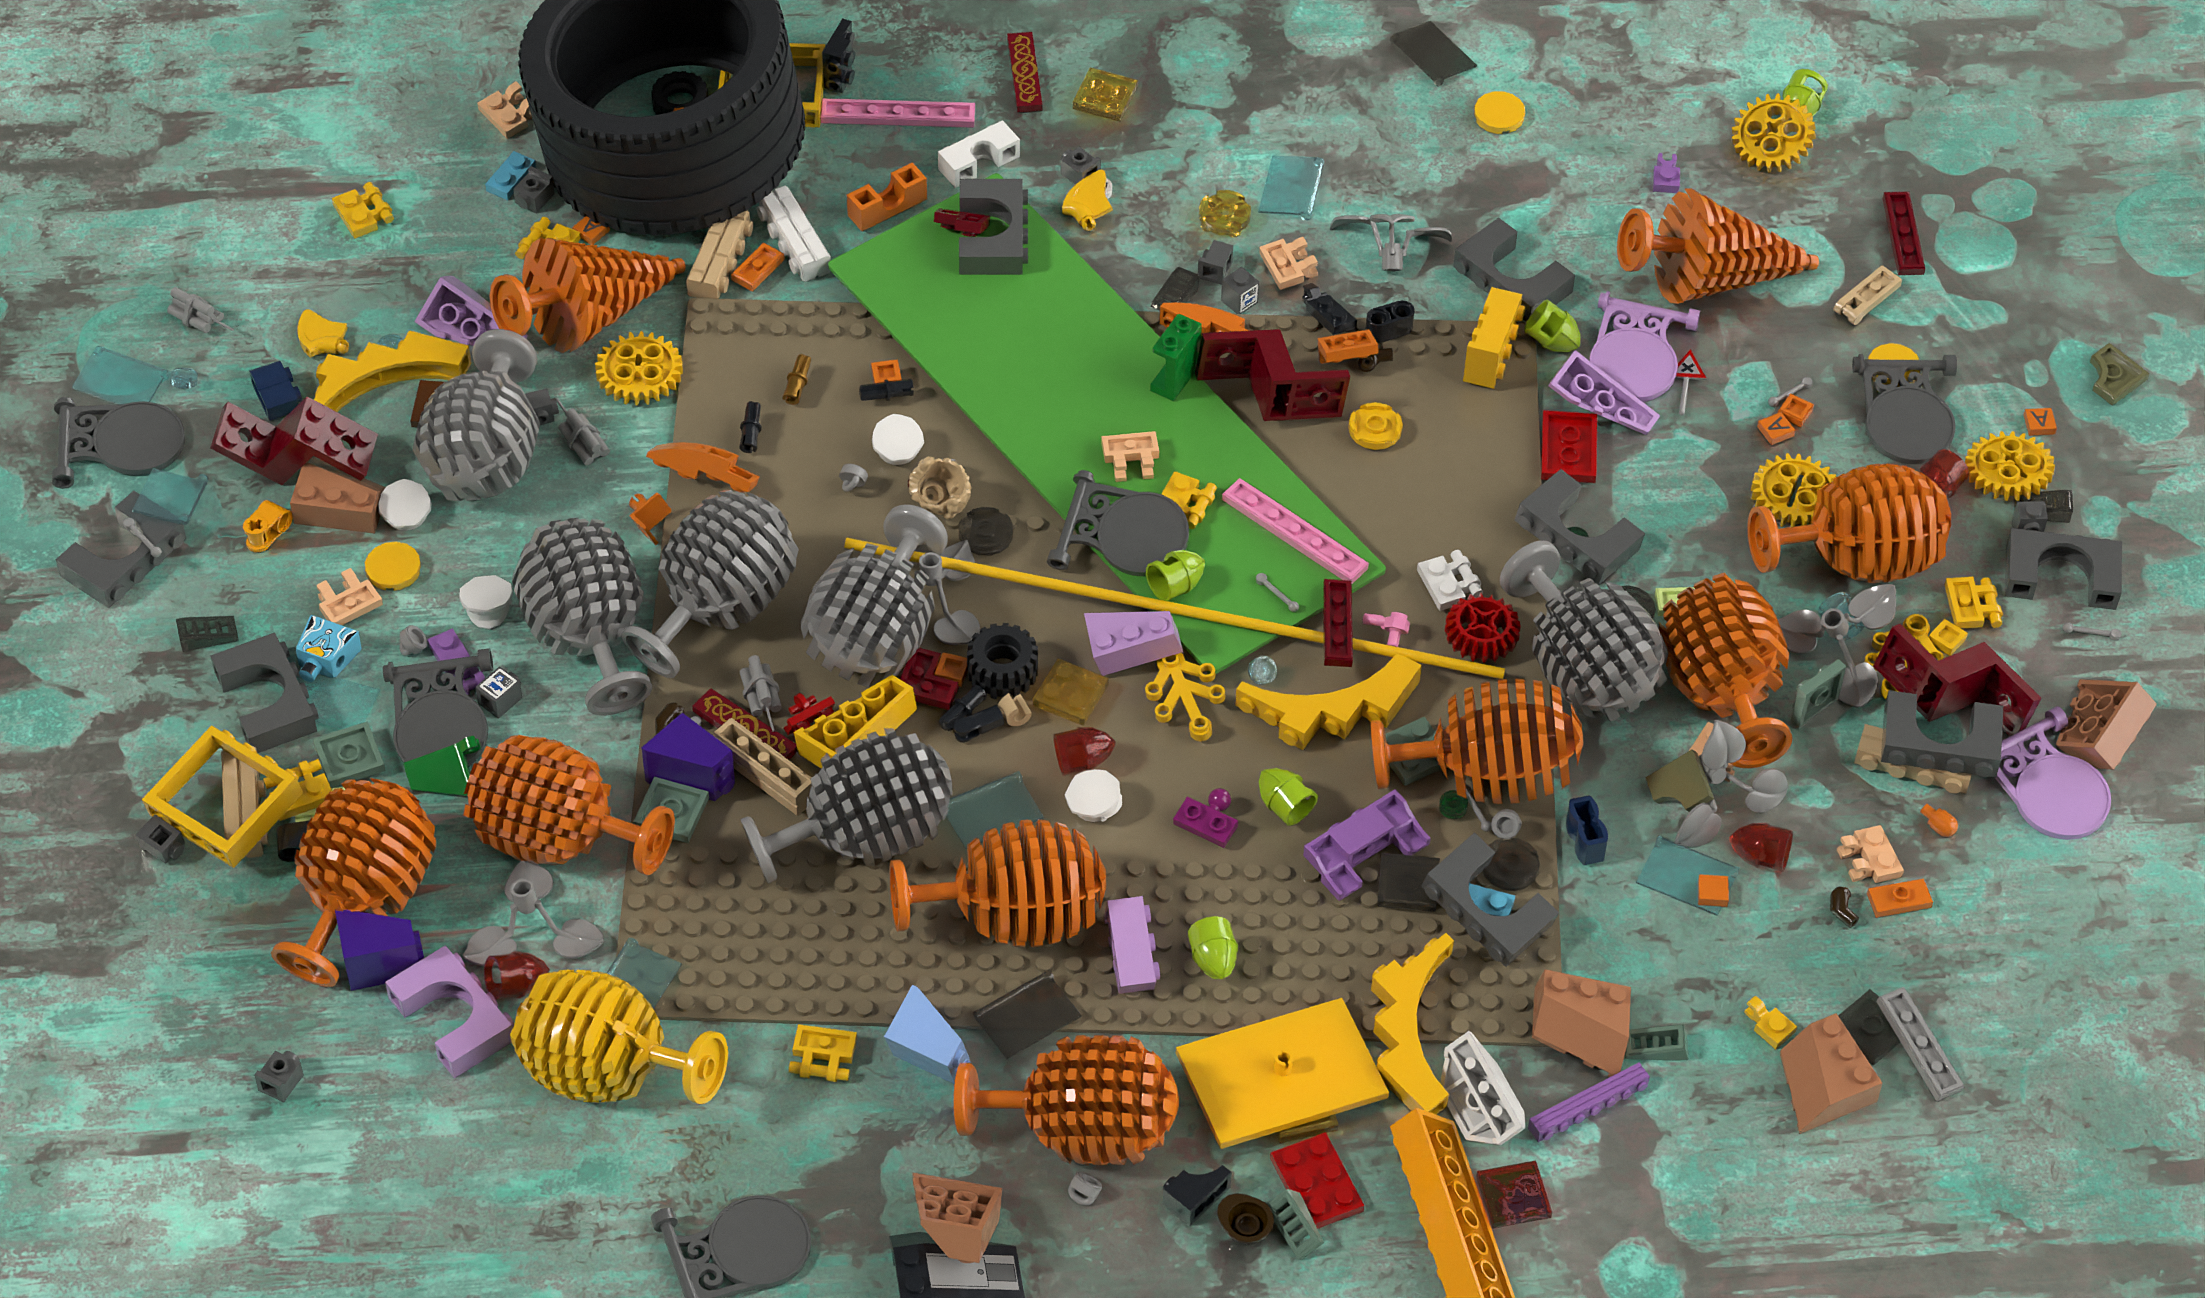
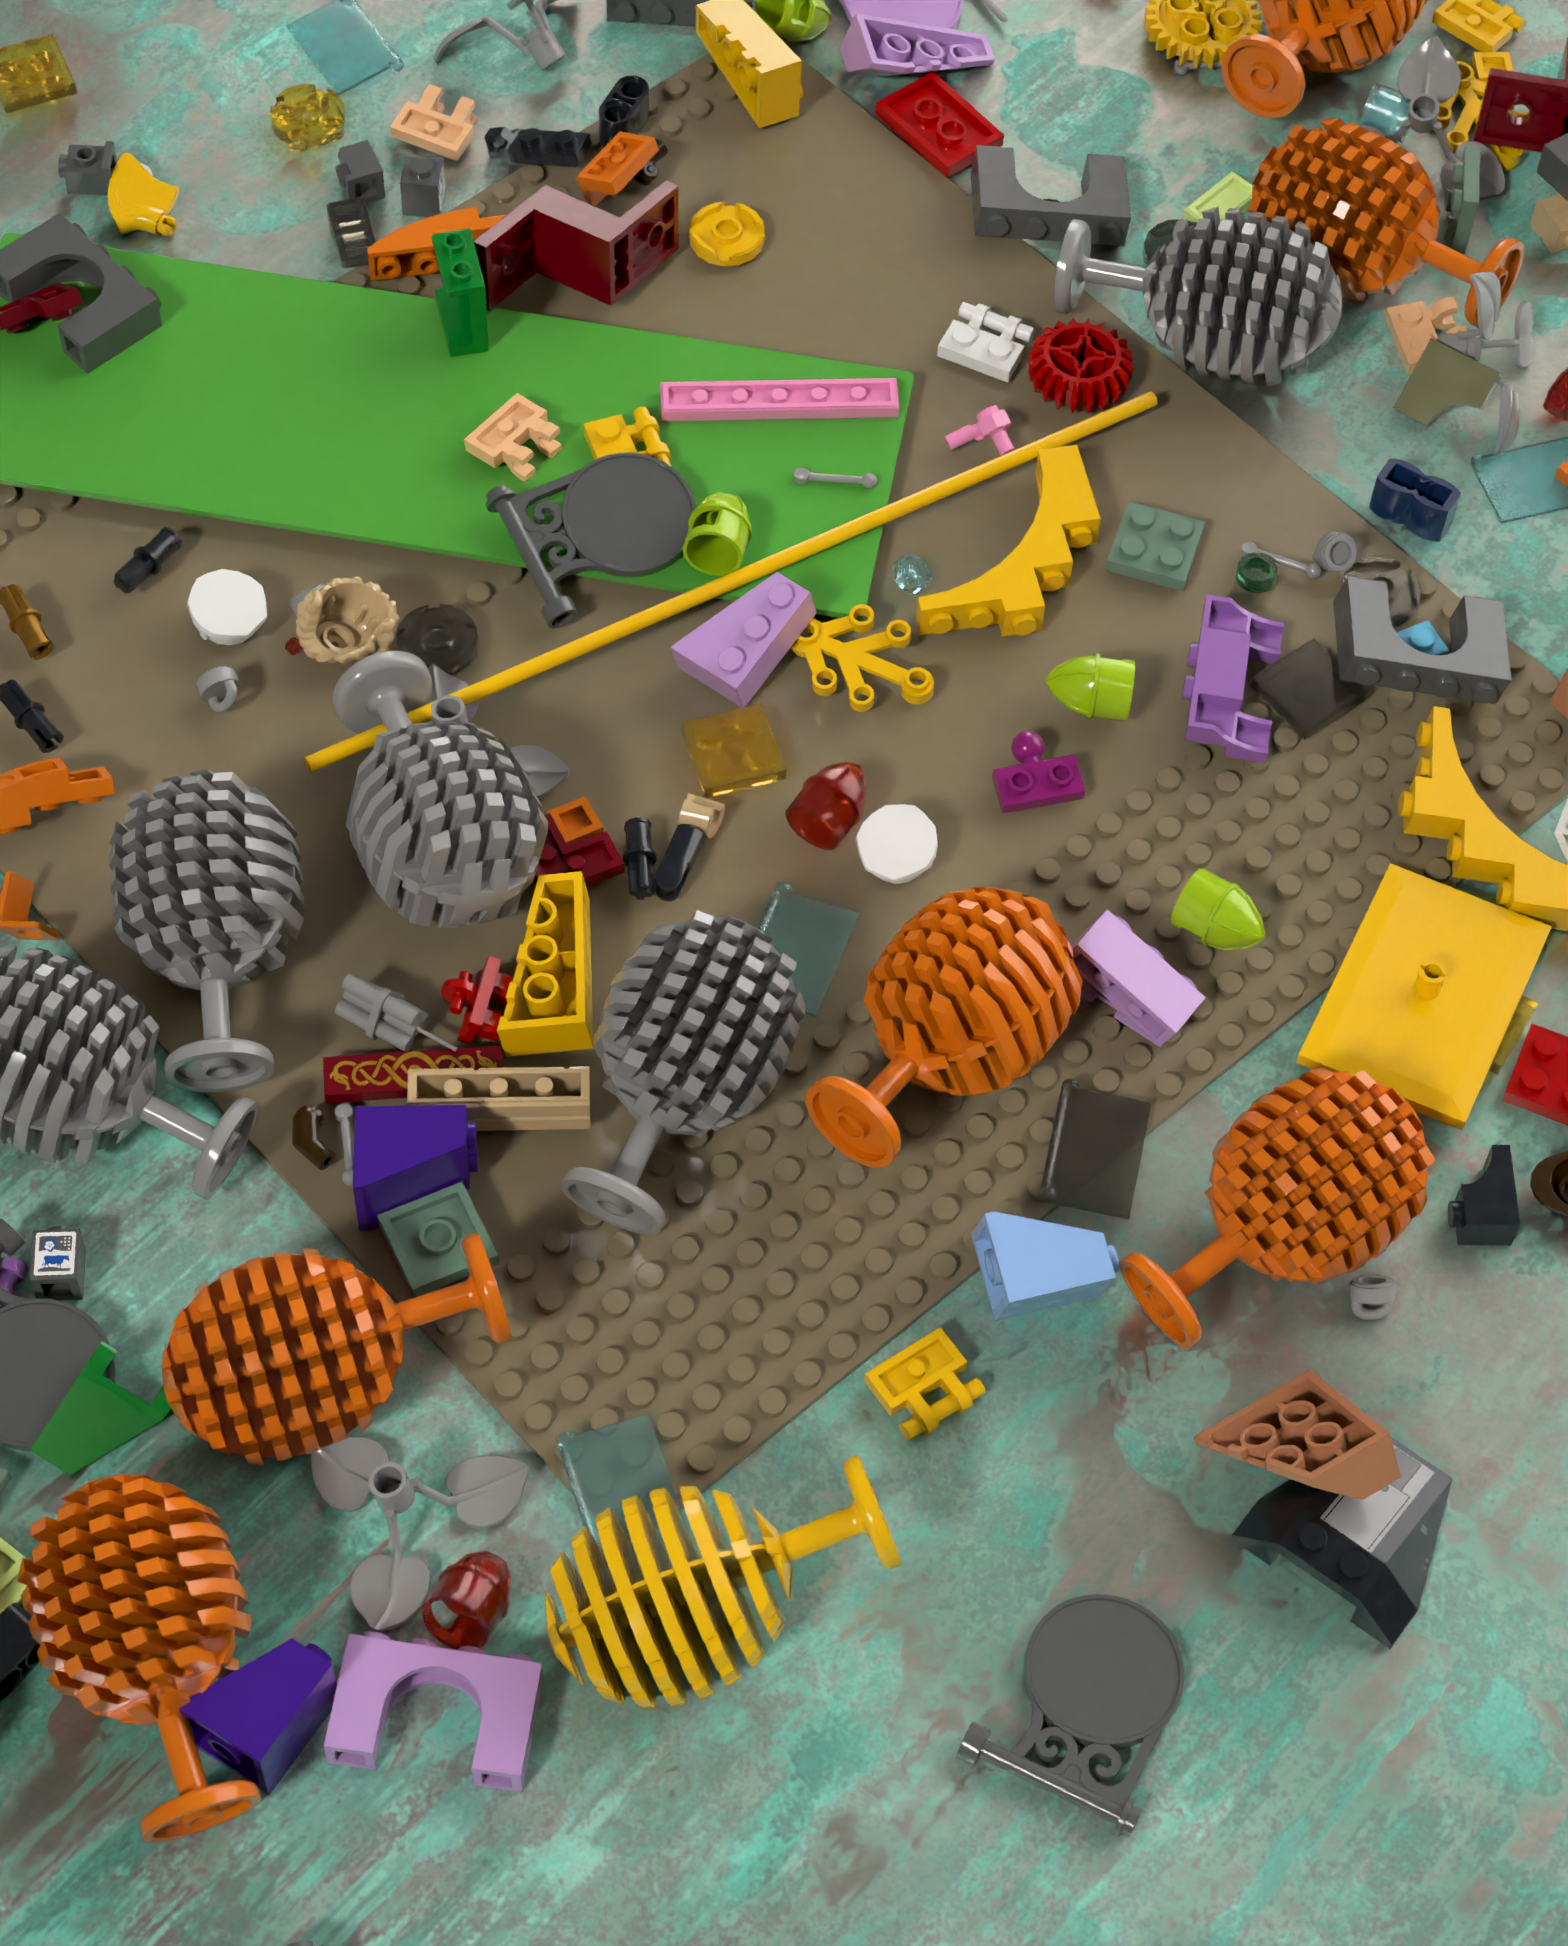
camera: 45 degrees left, 5 degrees up
(886, 370) = (120, 542): orange tile -> none
(1002, 643) = (638, 743): black tyre -> none
(1337, 623) = (940, 463): dark red tile -> none
(1494, 742) = (1259, 467): orange plant -> none

